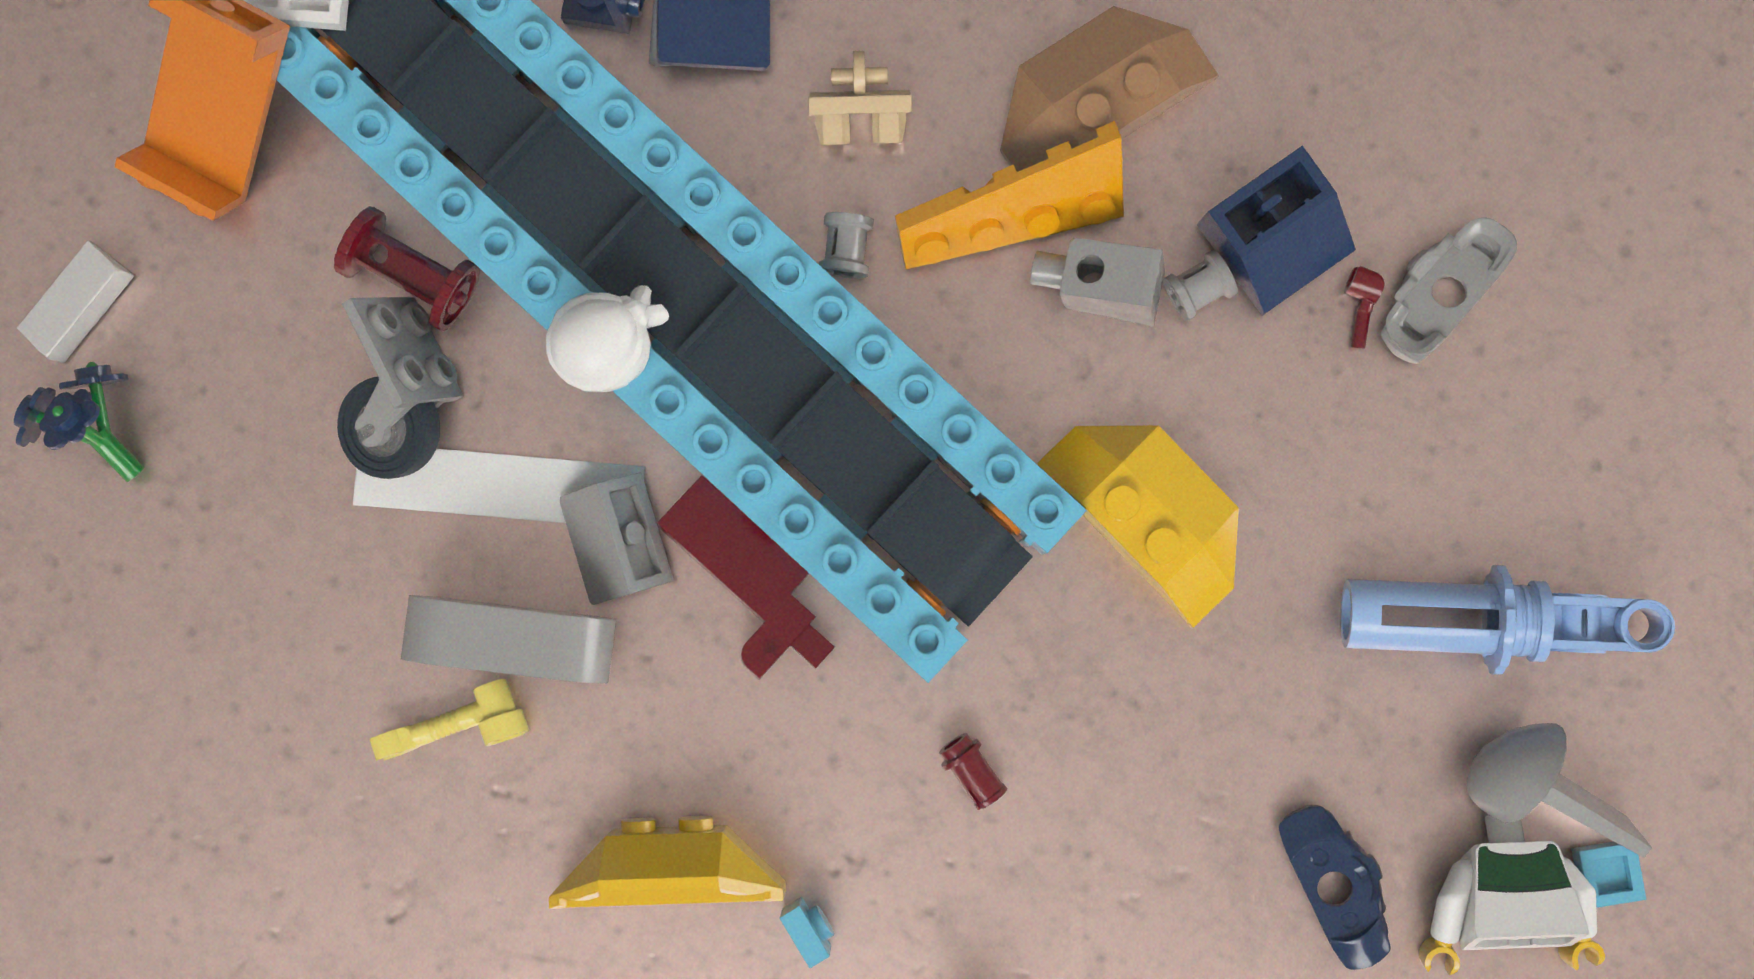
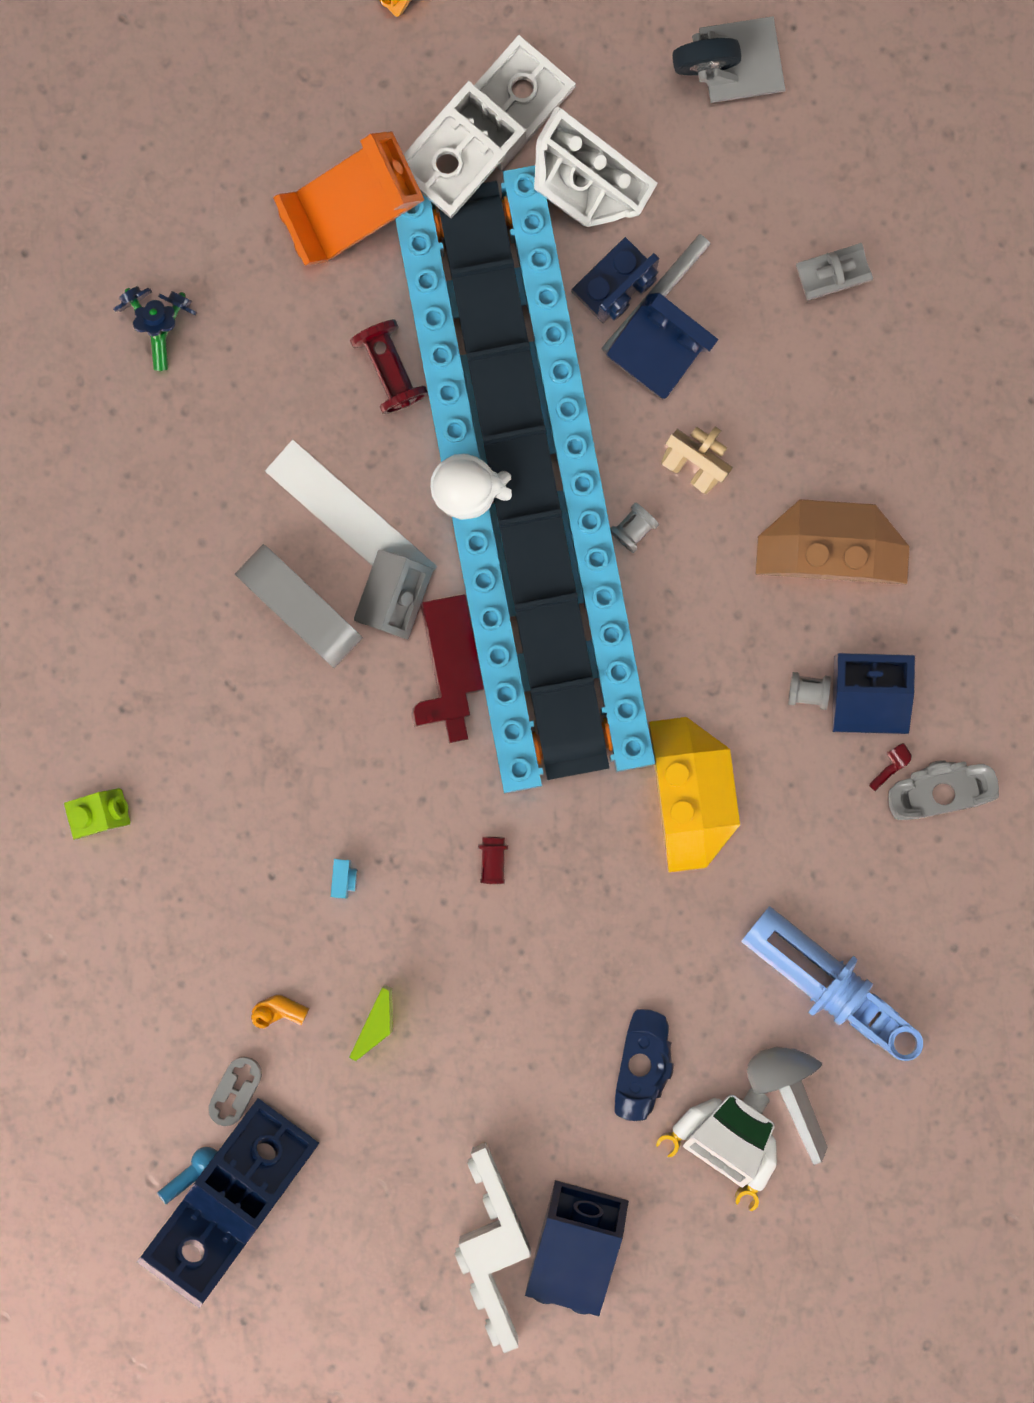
camera: 35 degrees right, 0 degrees up
(74, 303) = (195, 250): white slope -> none
(392, 419) = (321, 443): light grey plate -> none
(492, 712) = (259, 637): light yellow brick -> none
(669, 867) = (293, 789): yellow wedge -> none
(1051, 197) = (752, 580): light orange wing -> none
(1128, 282) = (768, 661): light grey torso -> none
(1612, 872) = (793, 1167): medium azure plate -> none

